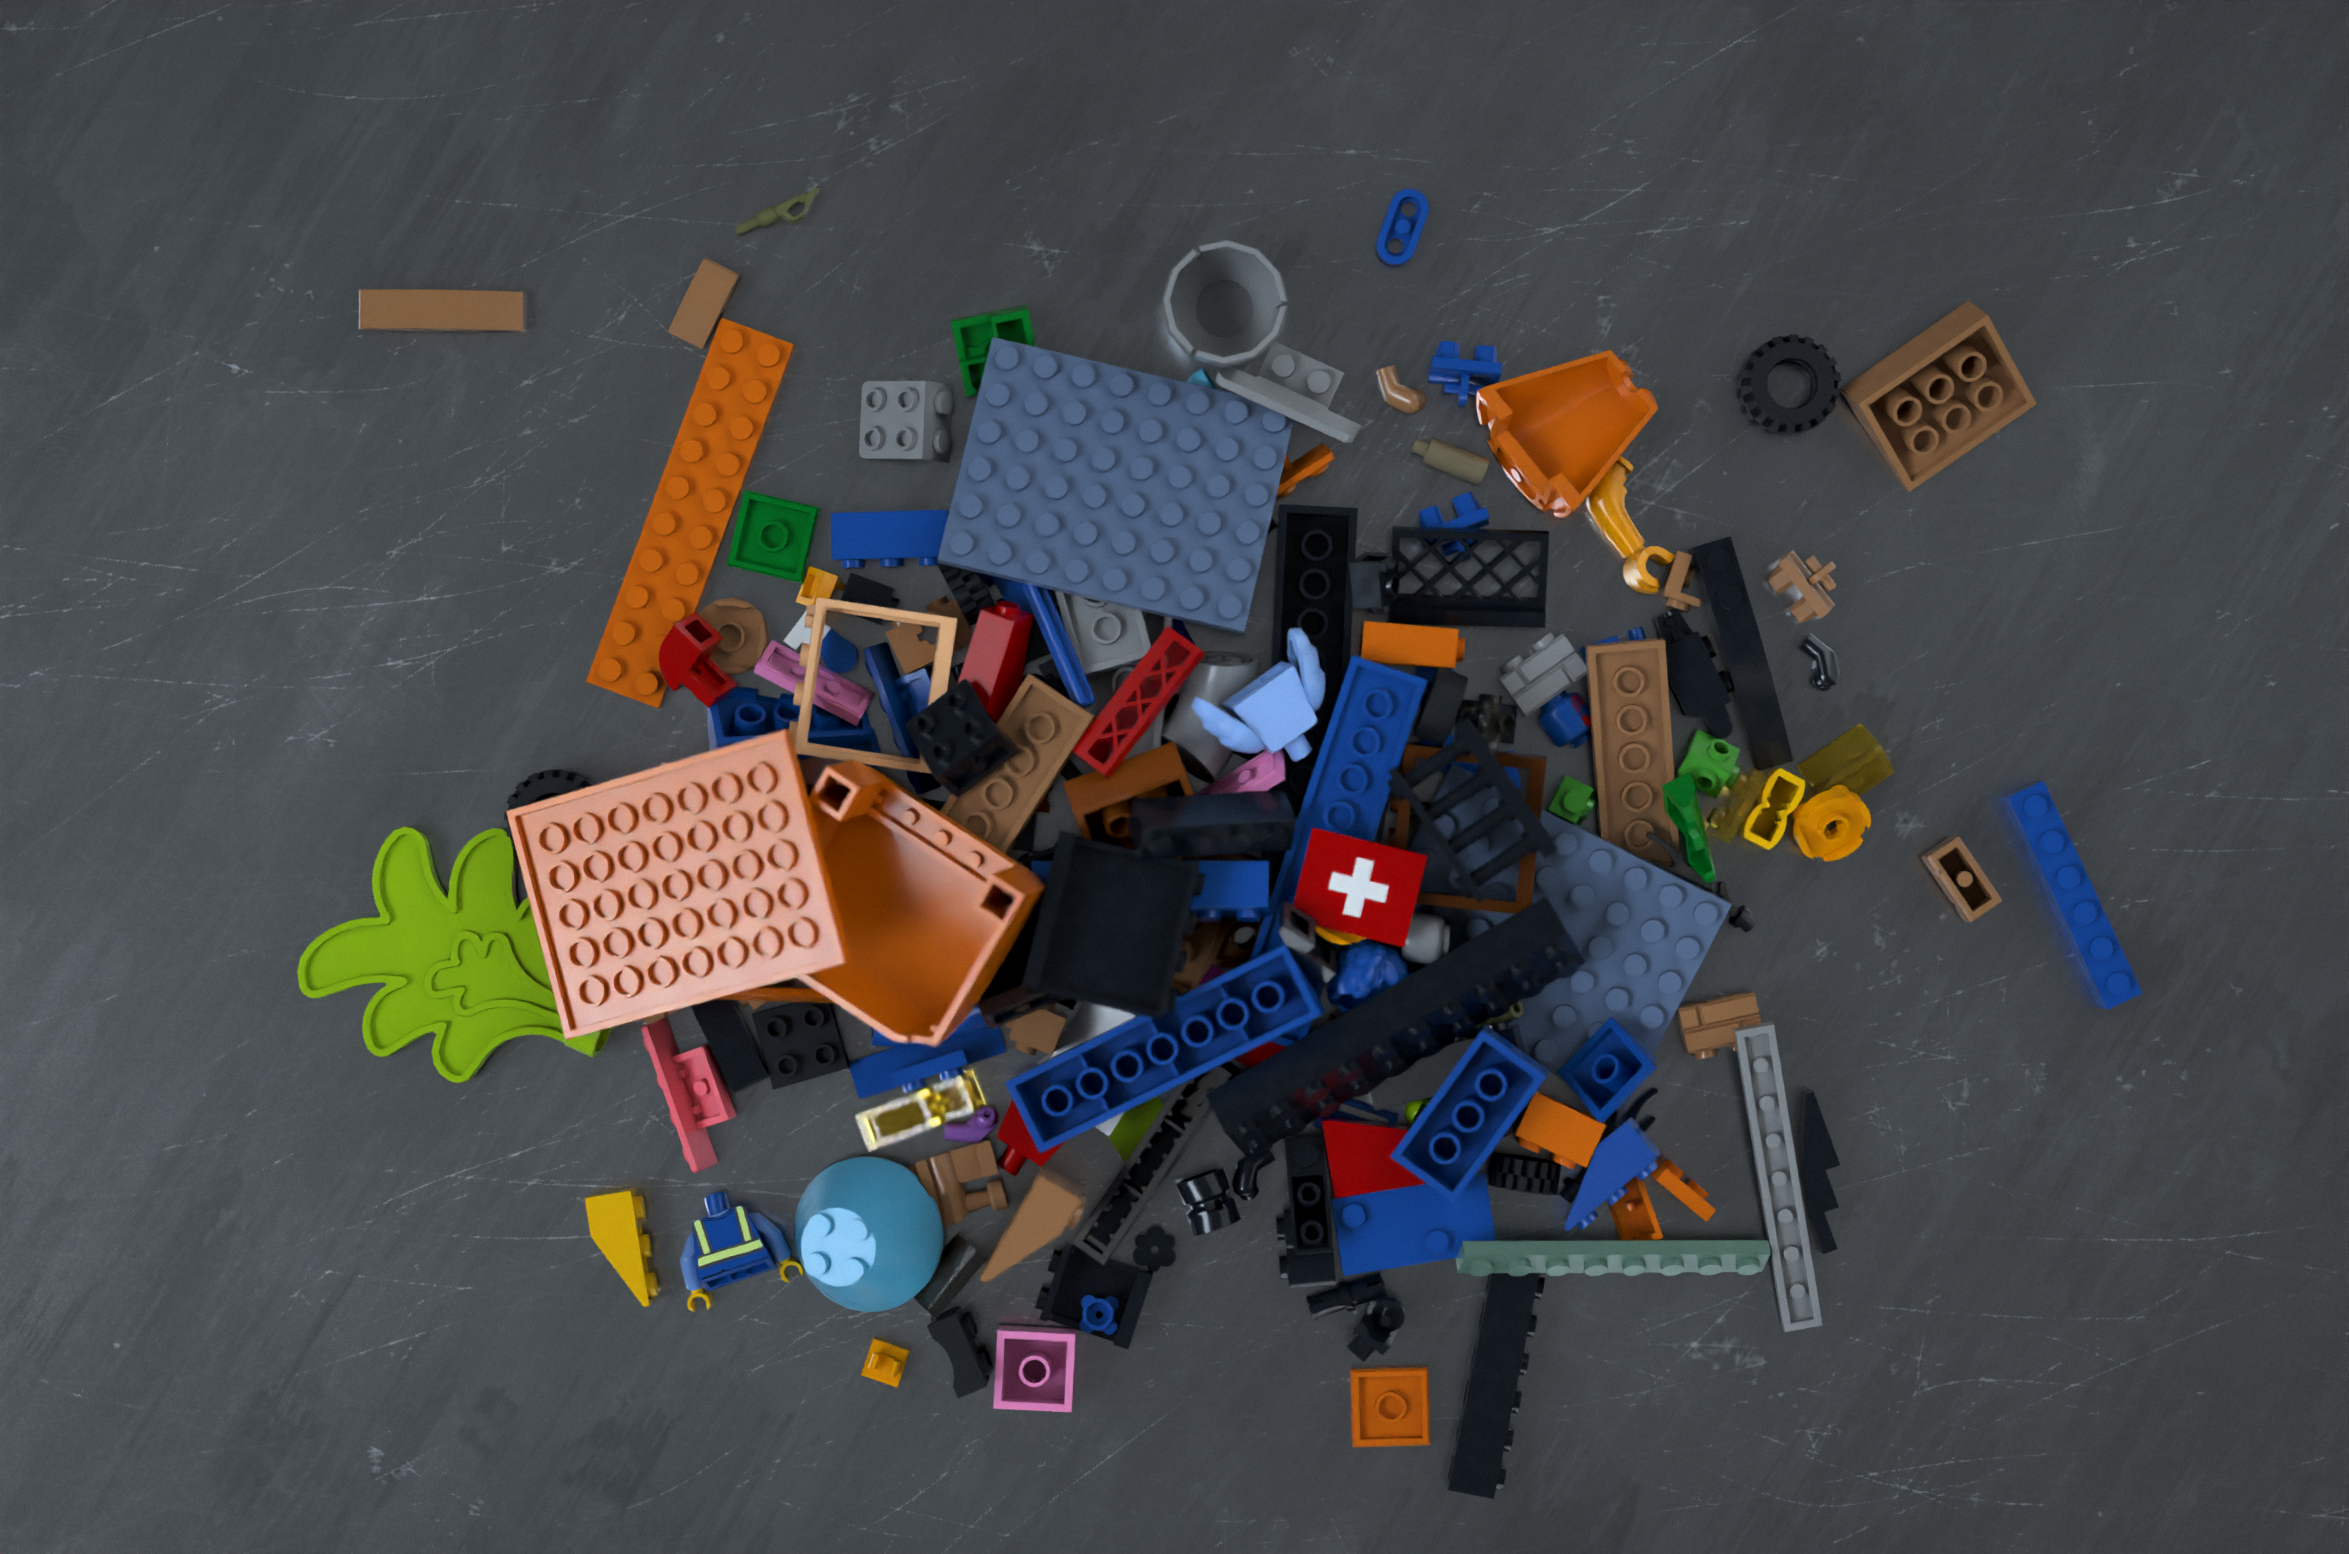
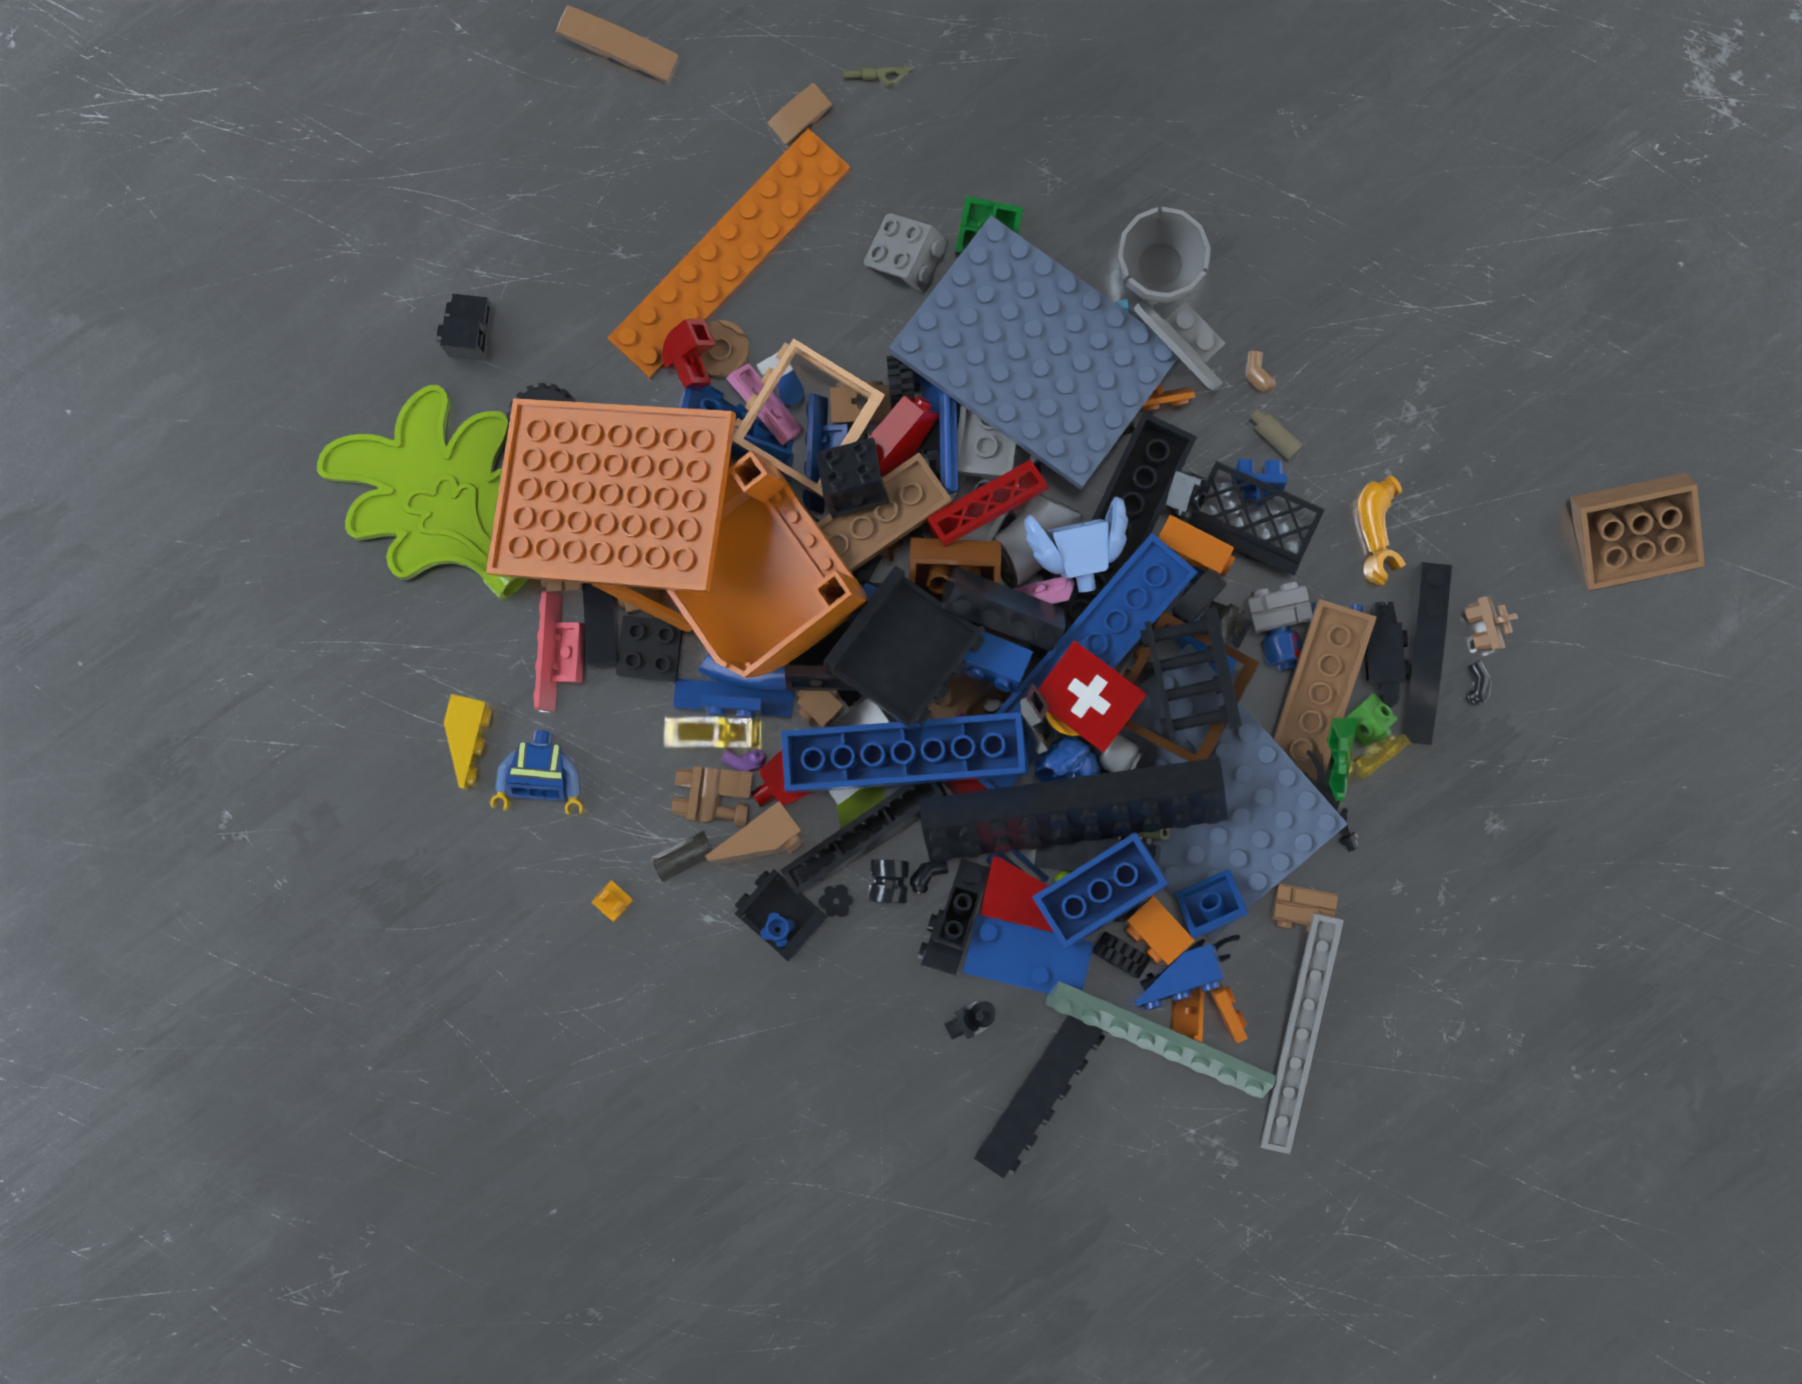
camera: 30 degrees right, 5 degrees down
(409, 741) = (465, 327): none -> black brick
(773, 536) = (779, 293): green tile -> none
(817, 584) = (800, 334): light orange tile -> none
(868, 1234) = (639, 804): medium azure cone -> none
(869, 592) = (831, 353): black brick -> none
(887, 537) = (858, 324): blue brick -> none
(956, 1335) = (671, 925): black brick -> none
(1034, 1368) = (716, 948): bright pink brick -> none
(1347, 1296) = (958, 991): black pin -> none
(1390, 1406) = (956, 1083): orange tile -> none
(1402, 228) = (1306, 260): blue plate -> none
(1463, 375) = (1309, 378): blue hips -> none
(1564, 427) = (1364, 441): orange cone -> none
(1572, 800) = (1264, 705): bright green brick -> none
(1678, 575) = (1402, 580): medium nougat bracket -> none
(1768, 816) = (1408, 764): yellow brick -> none
(1814, 816) = (1437, 784): light orange plate -> none
(1815, 363) = (1554, 463): black tyre -> none
(1816, 1157) = (1334, 1030): black slope -> none
(1849, 761) = (1467, 765): clear yellow panel -> none
(1961, 878) = (1518, 875): medium nougat brick -> none
(2071, 895) = (1592, 920): blue brick -> none

